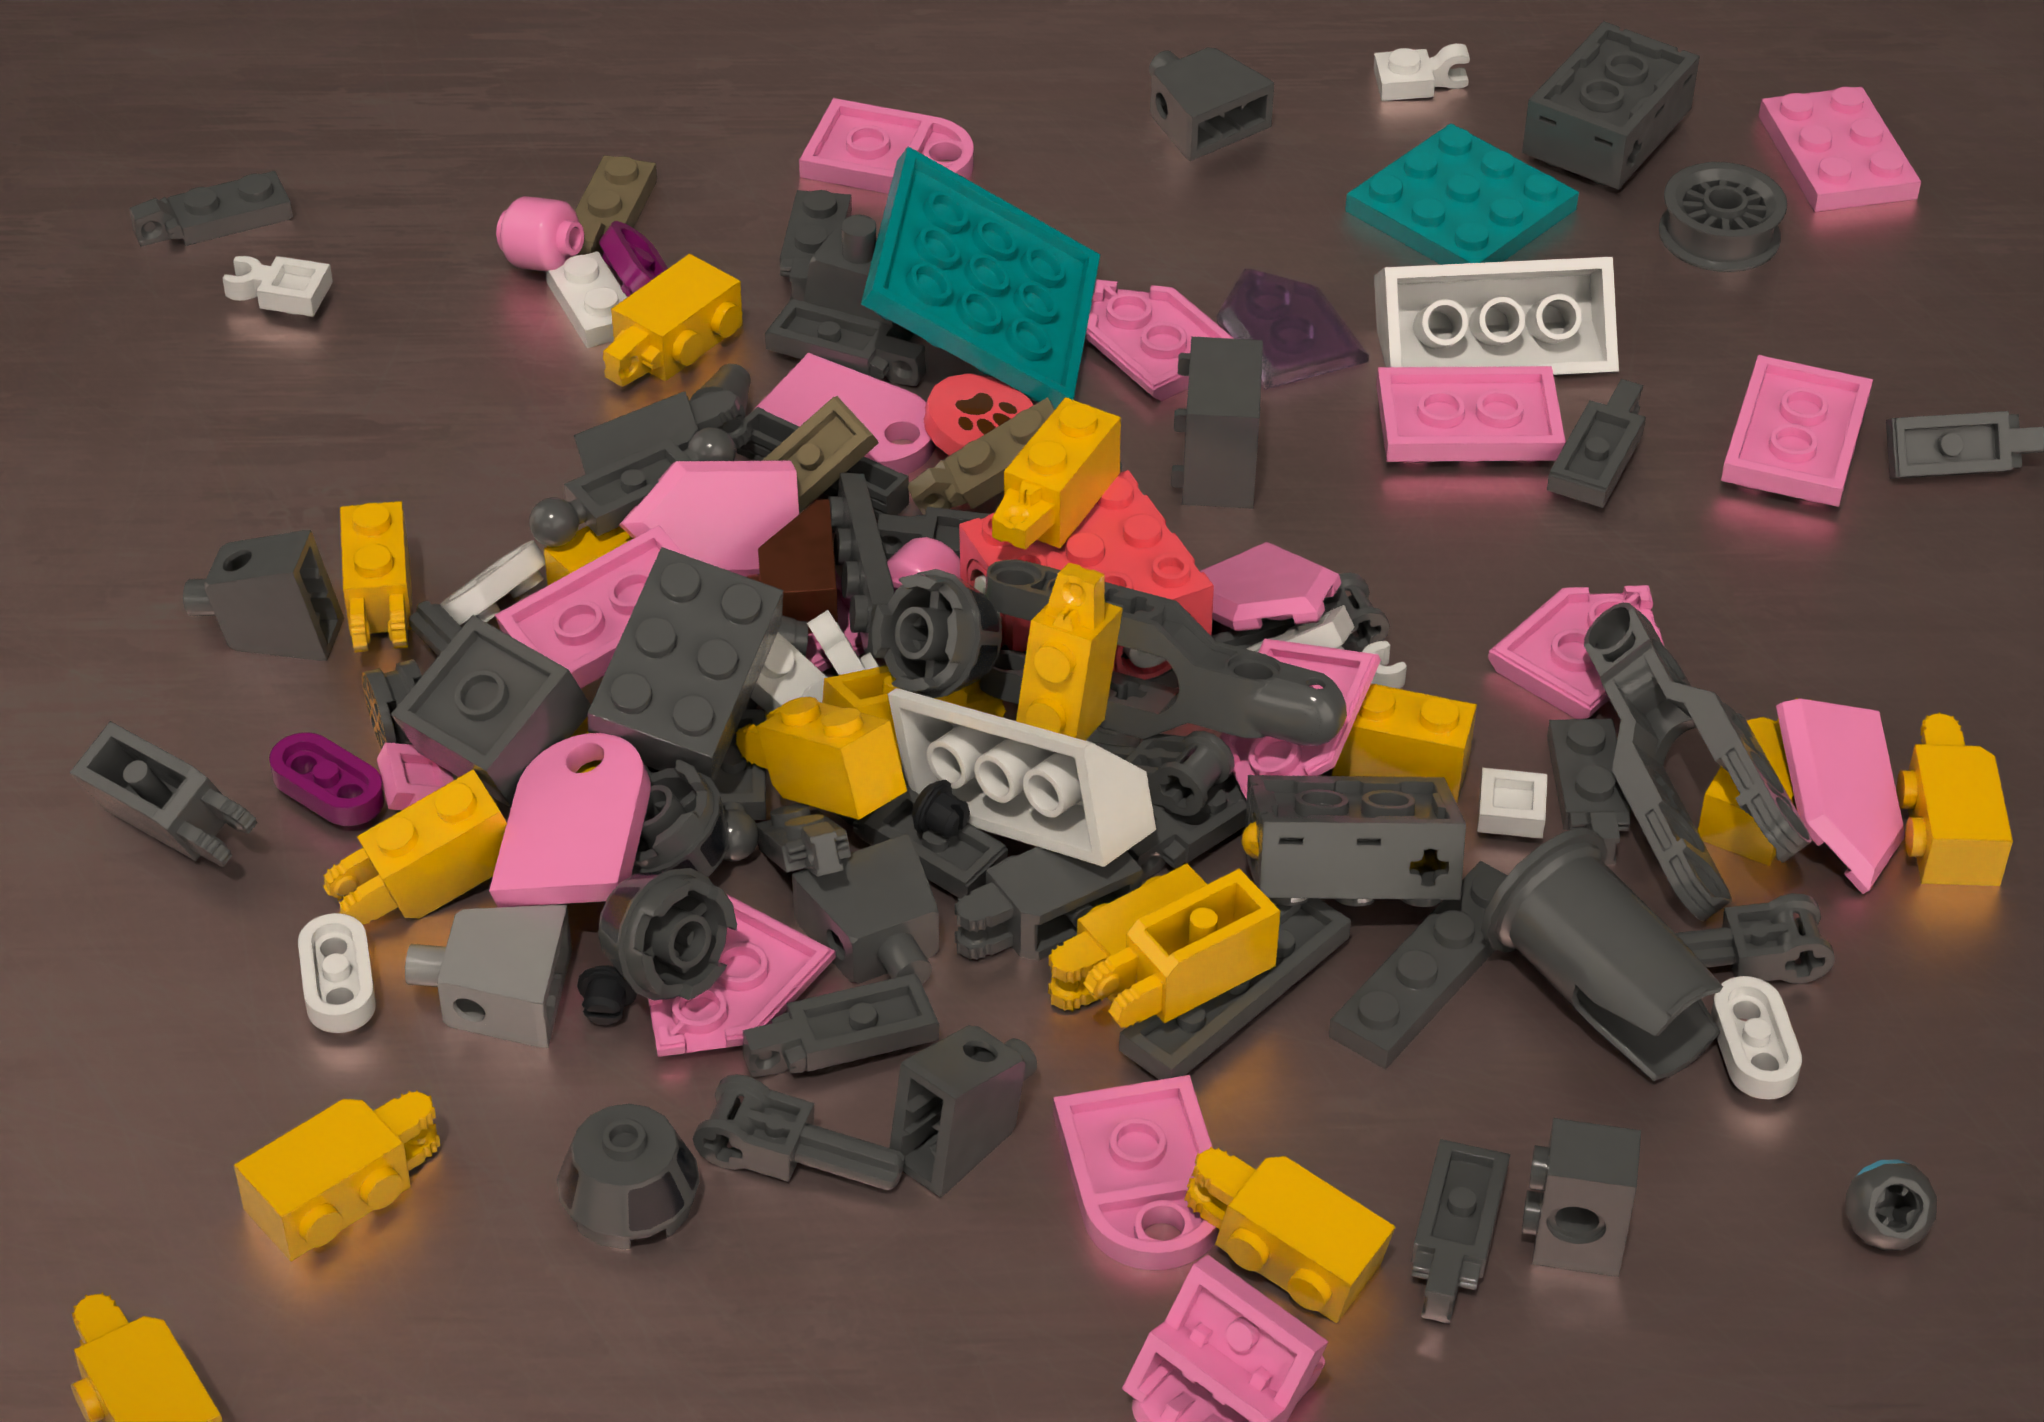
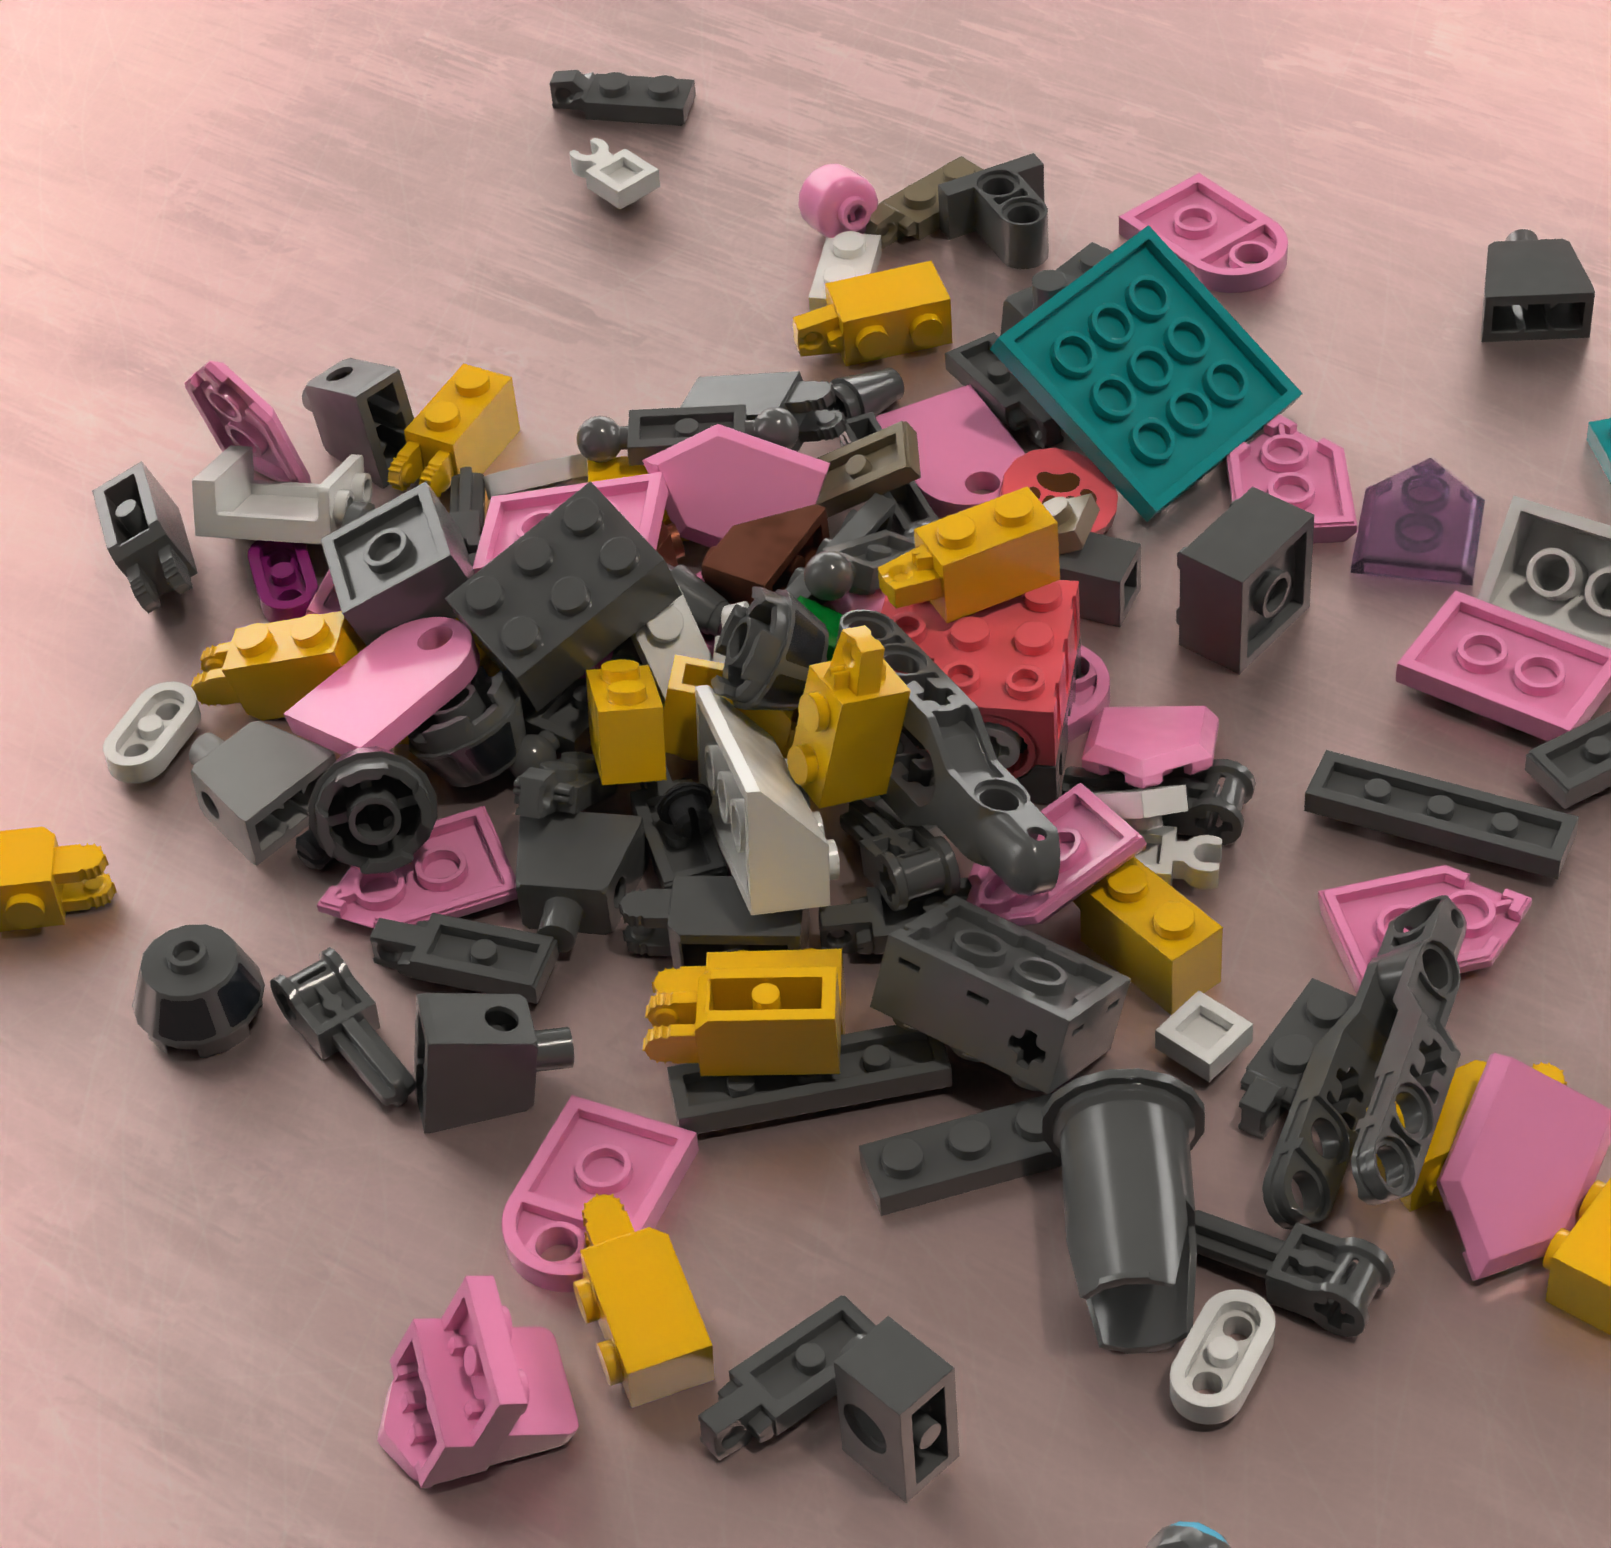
camera: 40 degrees right, 0 degrees up
(174, 648) = (243, 418): none -> bright pink tile
(269, 713) = (238, 507): none -> white panel
(631, 256) = (898, 244): magenta plate -> none
(695, 191) = (1003, 208): none -> dark grey tile
(915, 527) = (855, 563): none -> dark grey plate
(1523, 549) = (1441, 814): none -> dark grey plate

